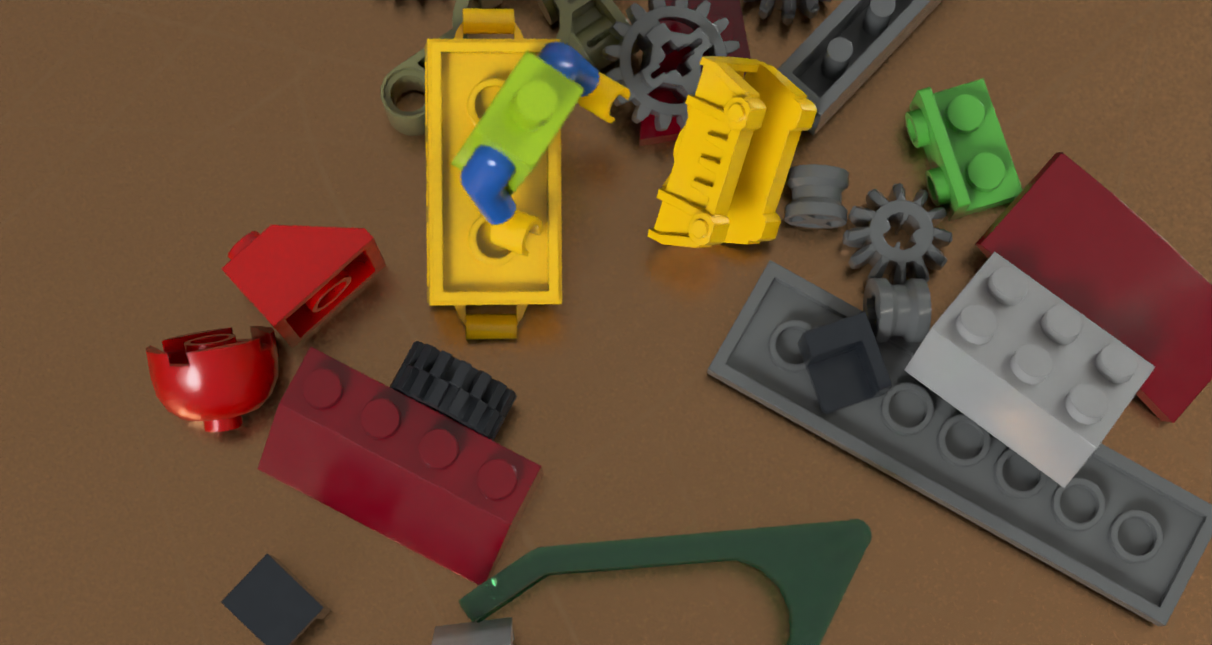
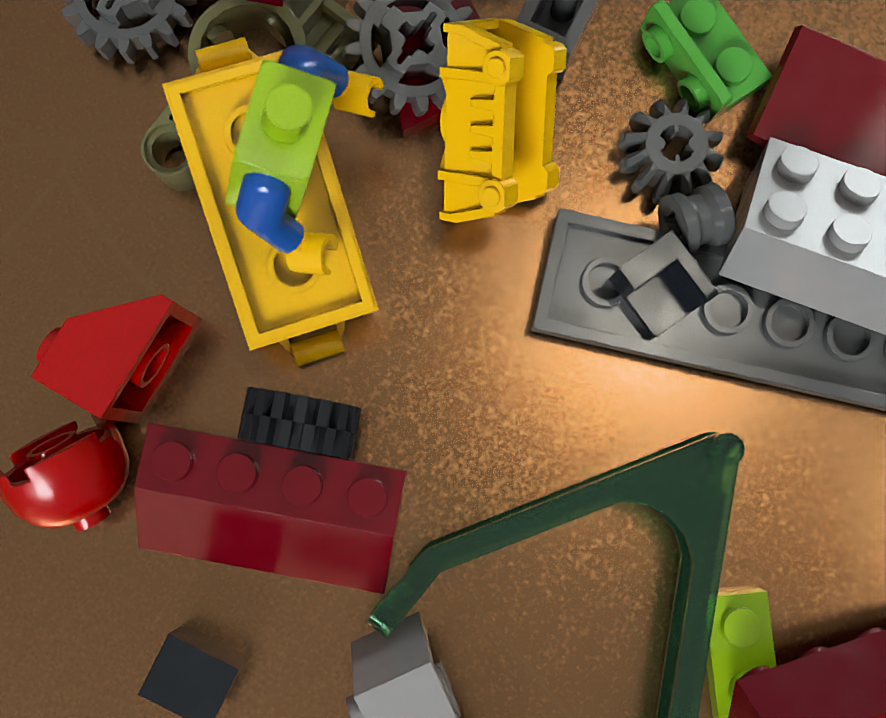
camera: 20 degrees left, 5 degrees up
(816, 196) = (584, 135): dark grey wheel -> none

